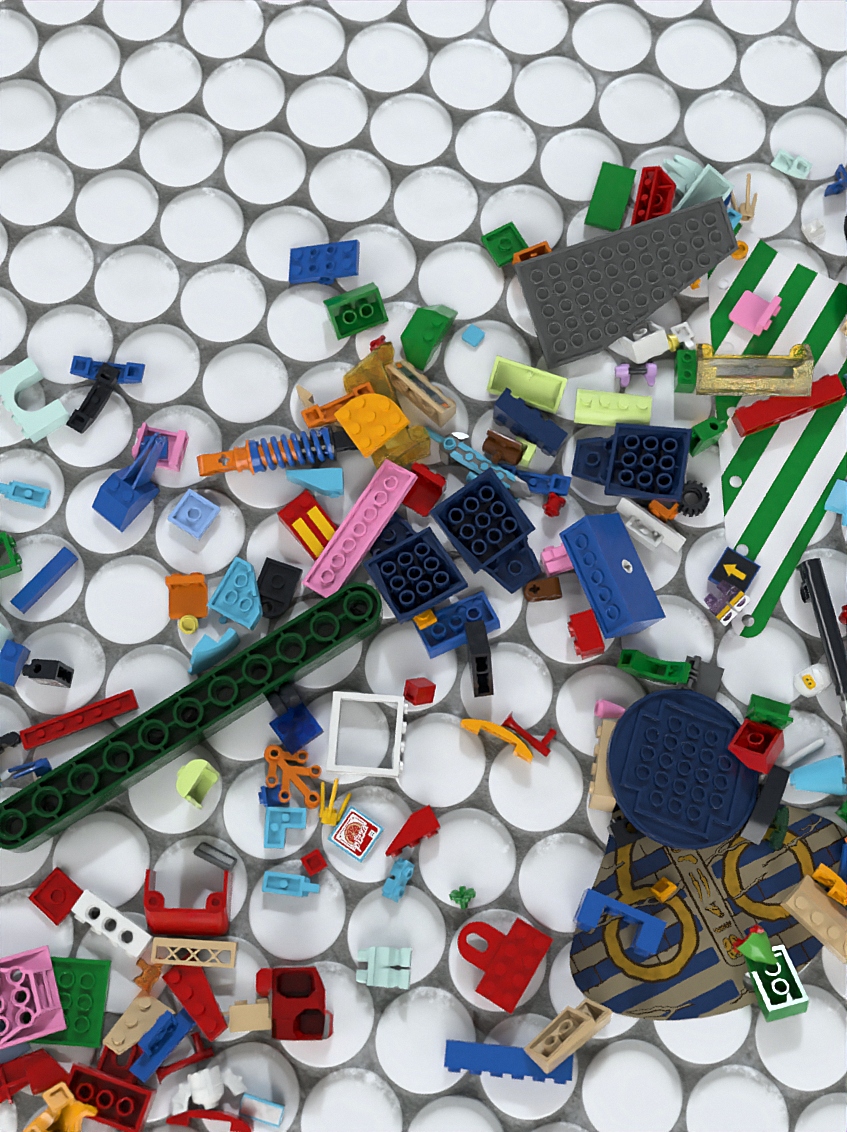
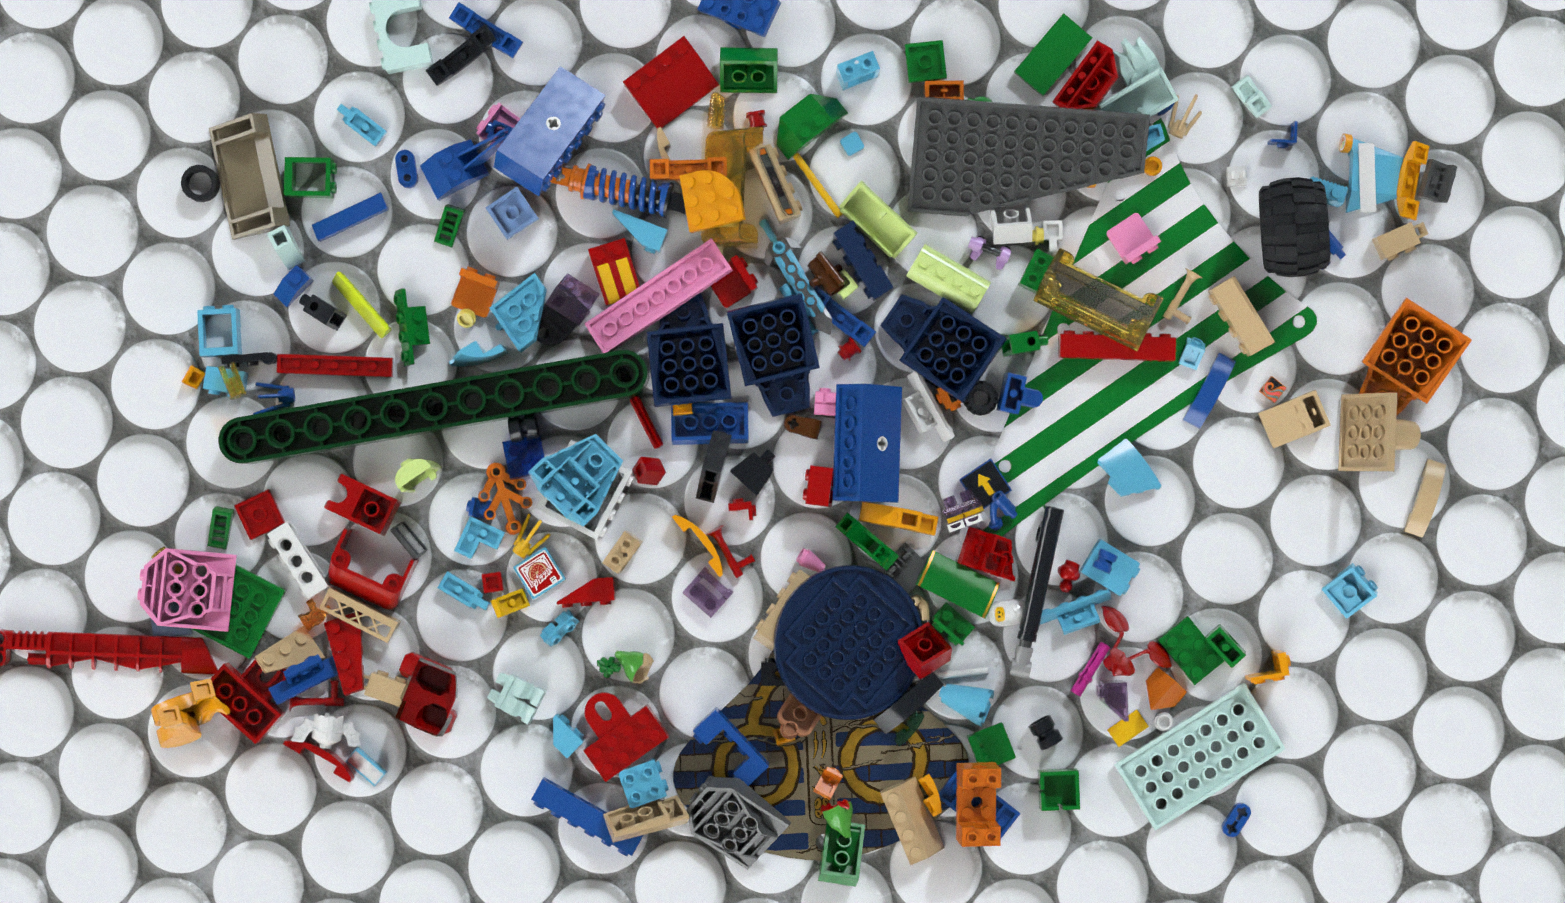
camera: 20 degrees right, 15 degrees up
(14, 927) = (214, 519): none -> green slope
(80, 515) = (406, 168): none -> blue plate
(83, 653) = (361, 305): none -> neon yellow slope
(139, 652) = (412, 326): none -> green bracket
(140, 533) = (449, 208): none -> green slope
(152, 839) = (358, 506): none -> red brick
(199, 423) = (550, 131): none -> piece
(281, 564) = (572, 299): none -> clear purple slope
(291, 347) = (671, 83): none -> red slope
(339, 875) = (510, 603): none -> yellow slope
(342, 356) = (716, 112): none -> clear yellow hinge
(355, 722) = (577, 478): none -> medium azure wedge
(397, 648) = (646, 422): none -> red axle
(428, 775) = (616, 558): none -> tan window
(451, 988) = (564, 736): none -> medium azure slope
(456, 266) = (853, 74): none -> medium azure window
(460, 381) = (817, 185): none -> yellow bar
(488, 882) = (635, 665): none -> bright green hat
(518, 649) = (754, 471): none -> black torso
(518, 686) = (739, 504): none -> red bracket
(524, 788) = (703, 597): none -> clear purple plate
(549, 998) = (643, 783): none -> medium azure bracket
(631, 978) = (734, 819): none -> dark grey hinge
(668, 864) = (796, 719): none -> nougat plate
(671, 633) = (898, 518): none -> light orange slope
(721, 480) = (1015, 394): none -> blue brick
(728, 916) = (828, 782): none -> orange bracket
(733, 707) = (922, 605): none -> tan arm
(755, 673) = (958, 584): none -> green slope
(757, 579) = (1000, 501): none -> blue plant
(768, 633) = (987, 553): none -> red slope
(821, 320) = (1172, 309): none -> tan piece

